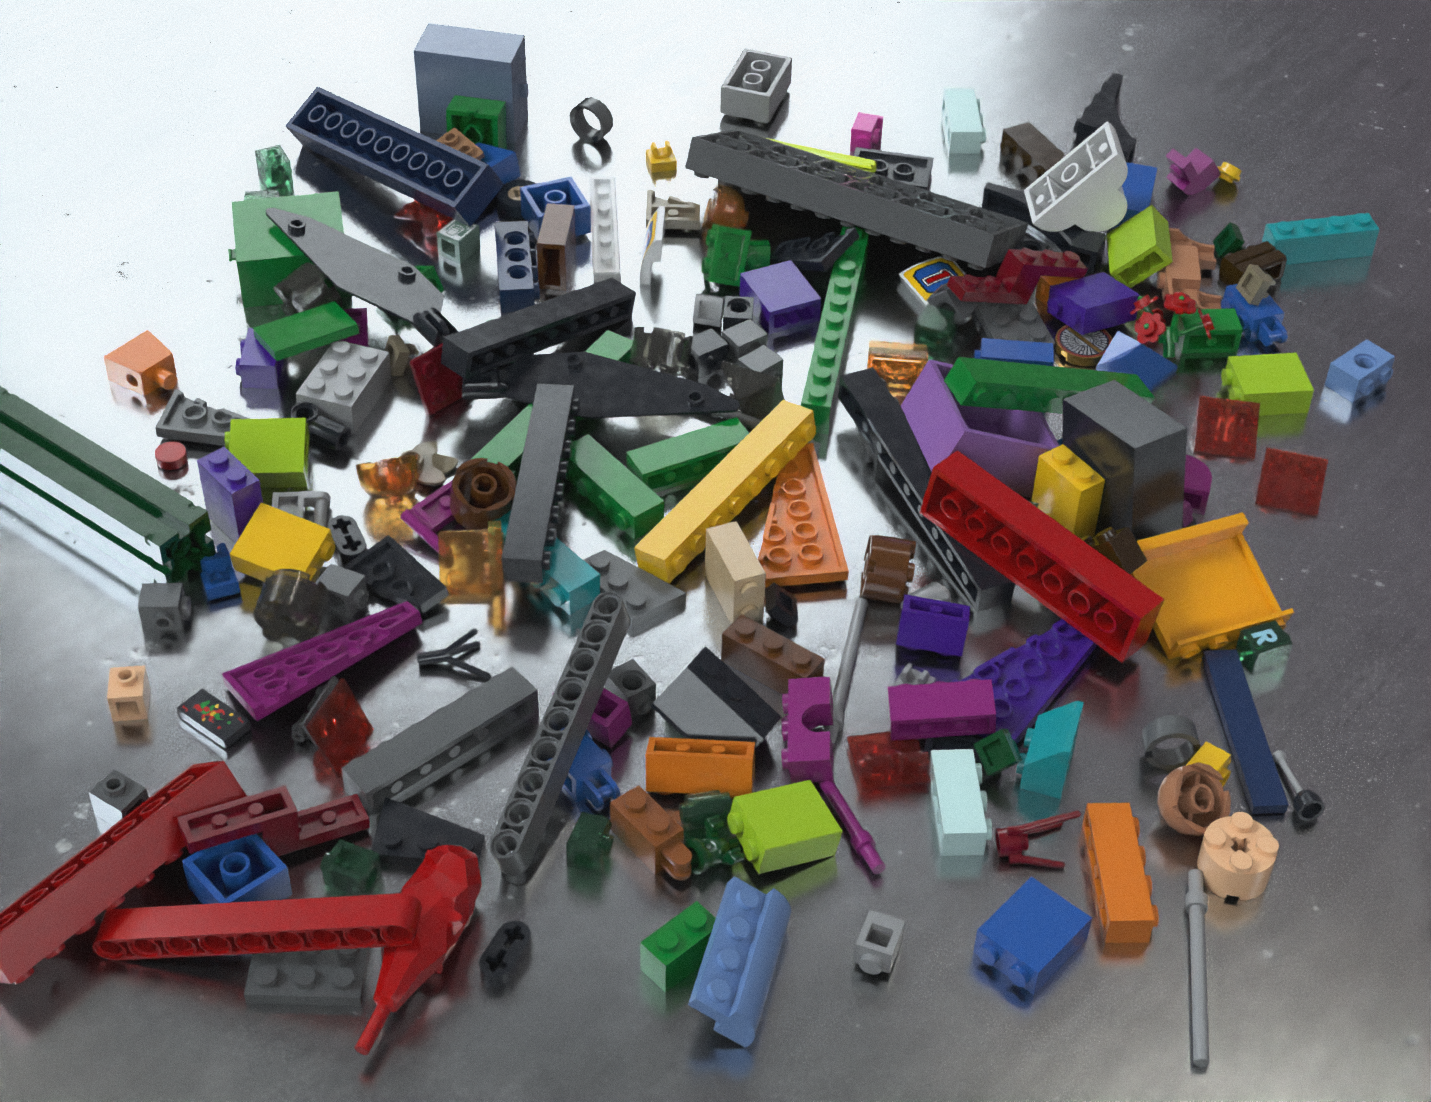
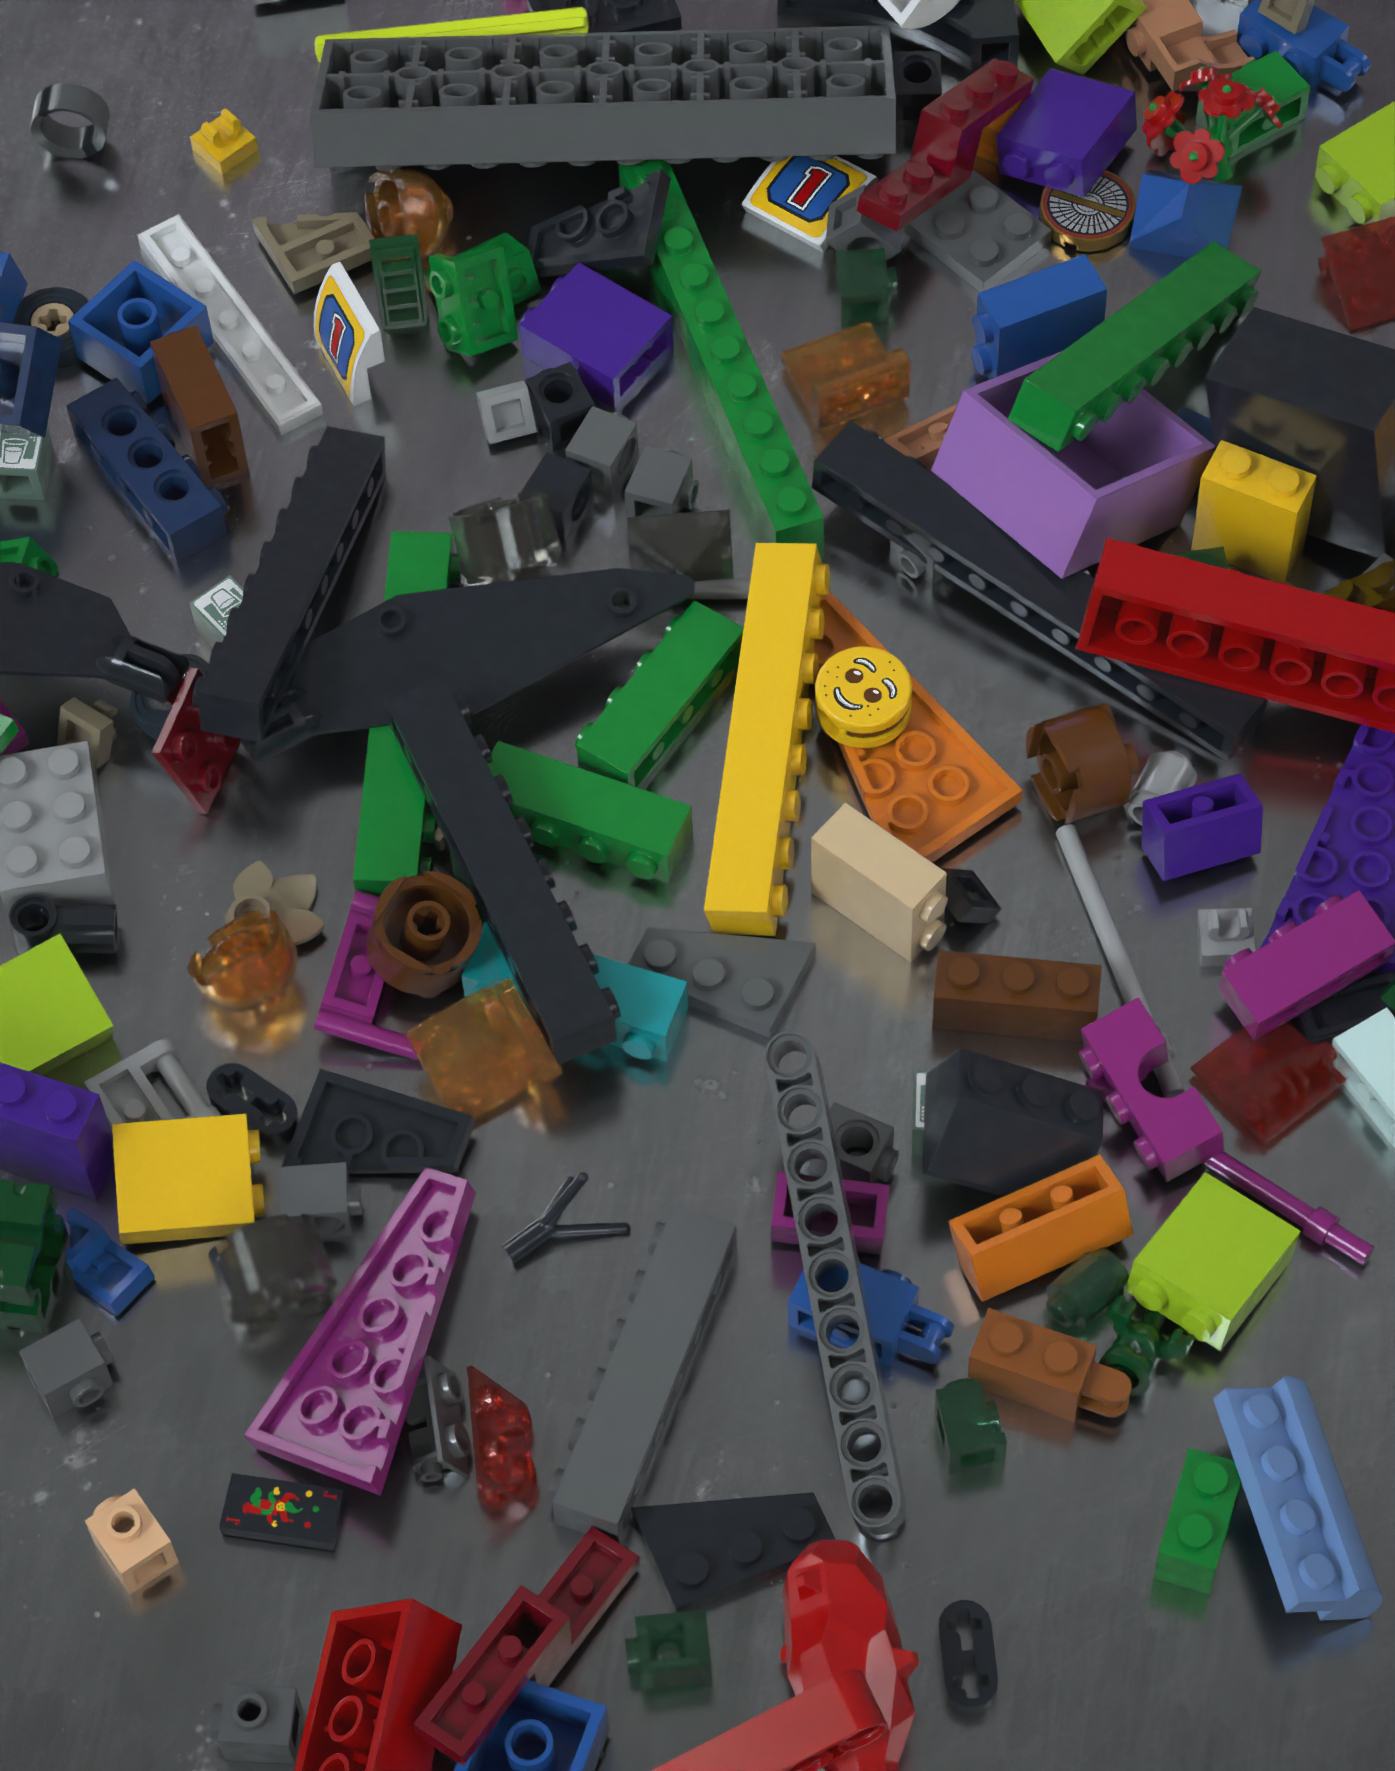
camera: 25 degrees left, 15 degrees up
(689, 250) = (399, 282): none -> dark green slope
(791, 492) = (863, 697): none -> yellow head

